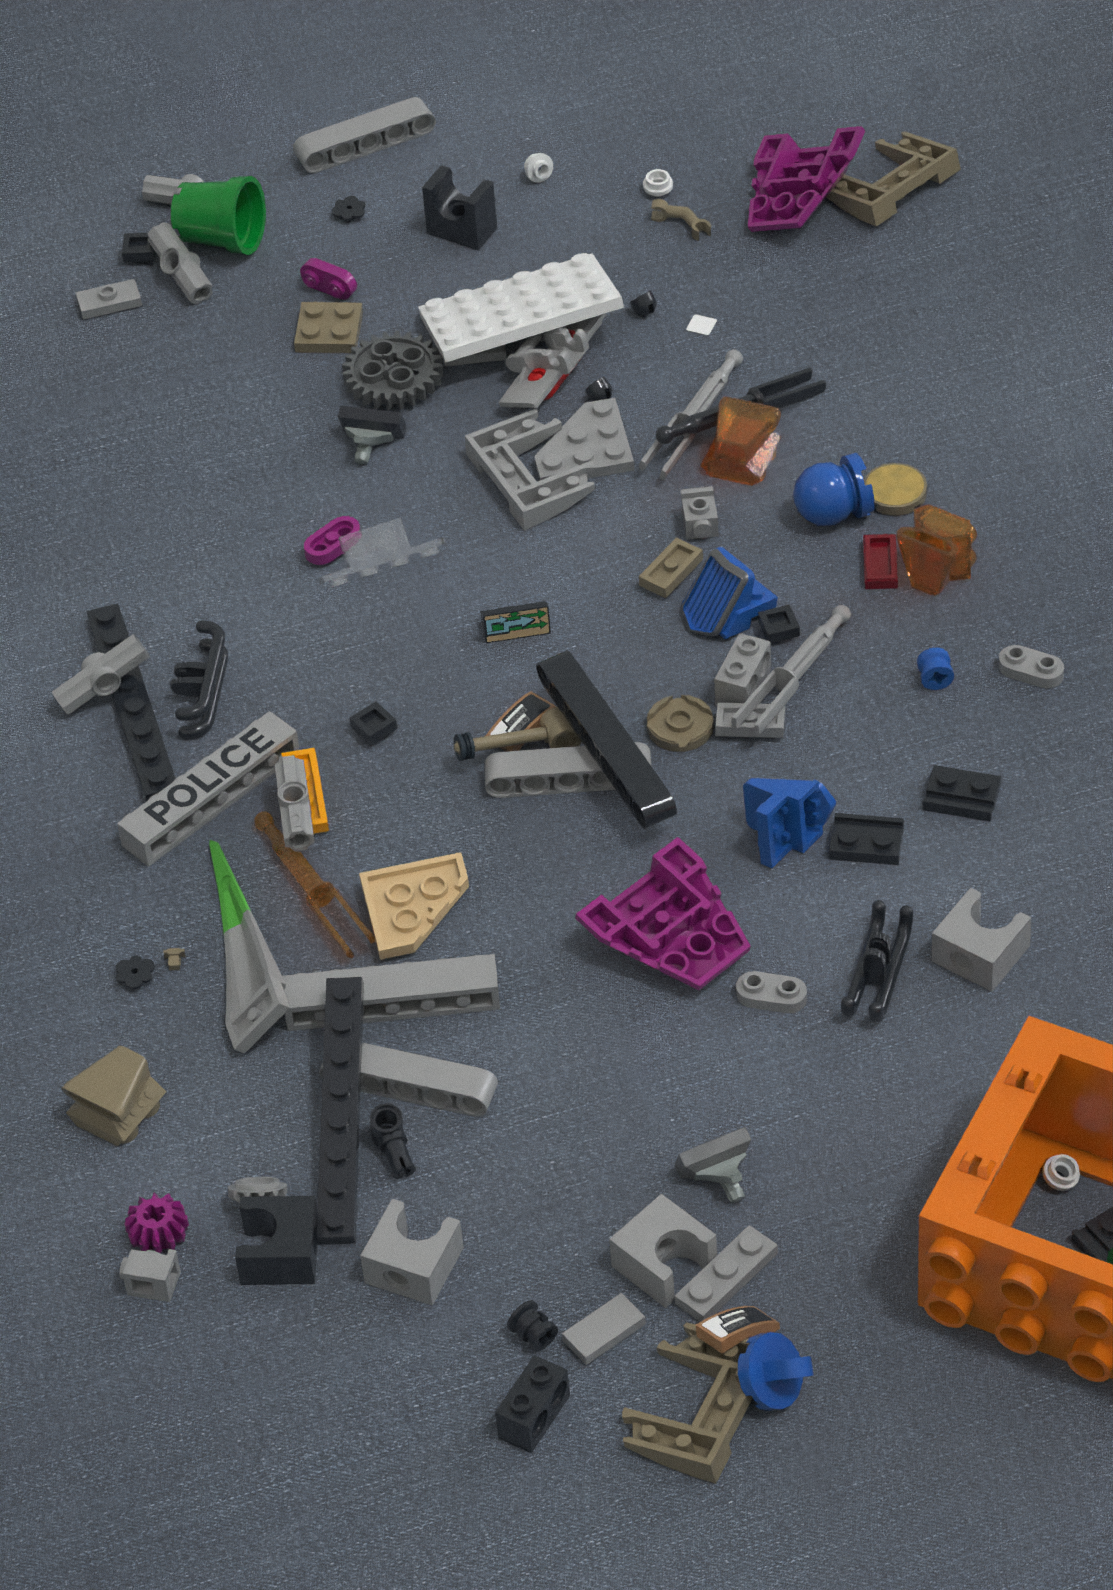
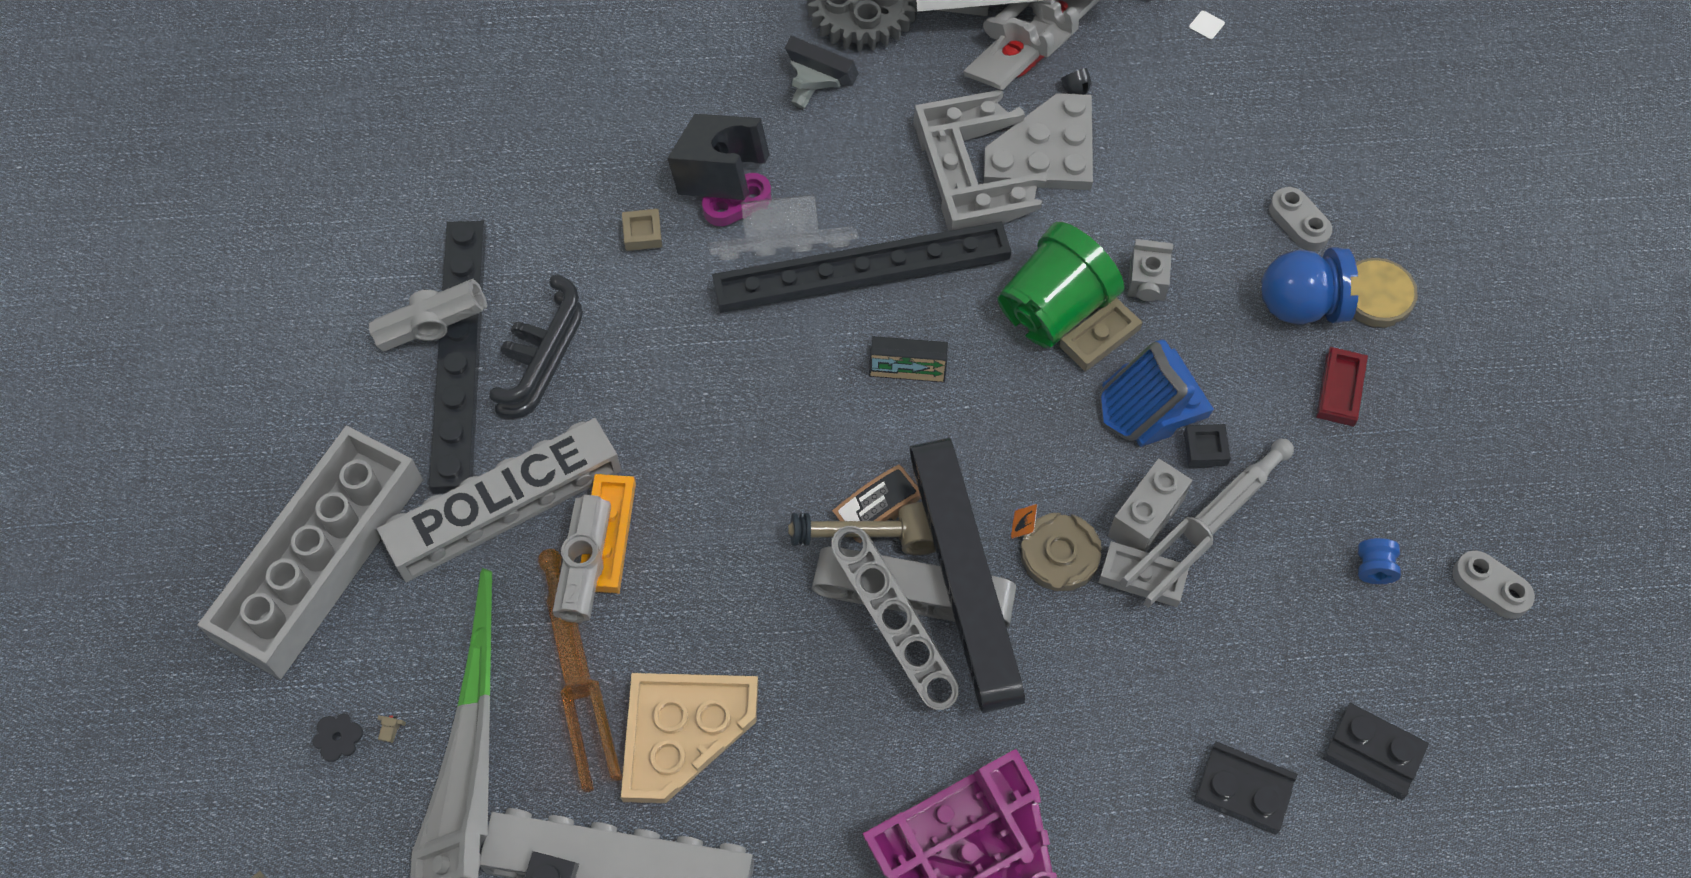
camera: 10 degrees right, 15 degrees up
(68, 853) = (311, 552): none -> light grey brick
(258, 579) = (642, 229): none -> dark tan plate
(306, 507) = (712, 153): none -> black piece
(373, 723) = (711, 457): black plate -> none
(454, 565) = (861, 266): none -> black plate
(564, 796) = (897, 638): none -> light grey beam
(627, 533) = (1060, 284): none -> green piece
(644, 708) = (1024, 521): none -> orange sticker
(702, 401) = (1165, 145): light grey piece -> none
(708, 418) = (1241, 141): black piece -> none
(743, 441) = (1219, 190): clear orange piece -> none
(786, 814) = (1155, 737): blue piece -> none
(814, 447) = (1298, 217): none -> light grey plate
(937, 549) = (1416, 397): clear orange piece -> none

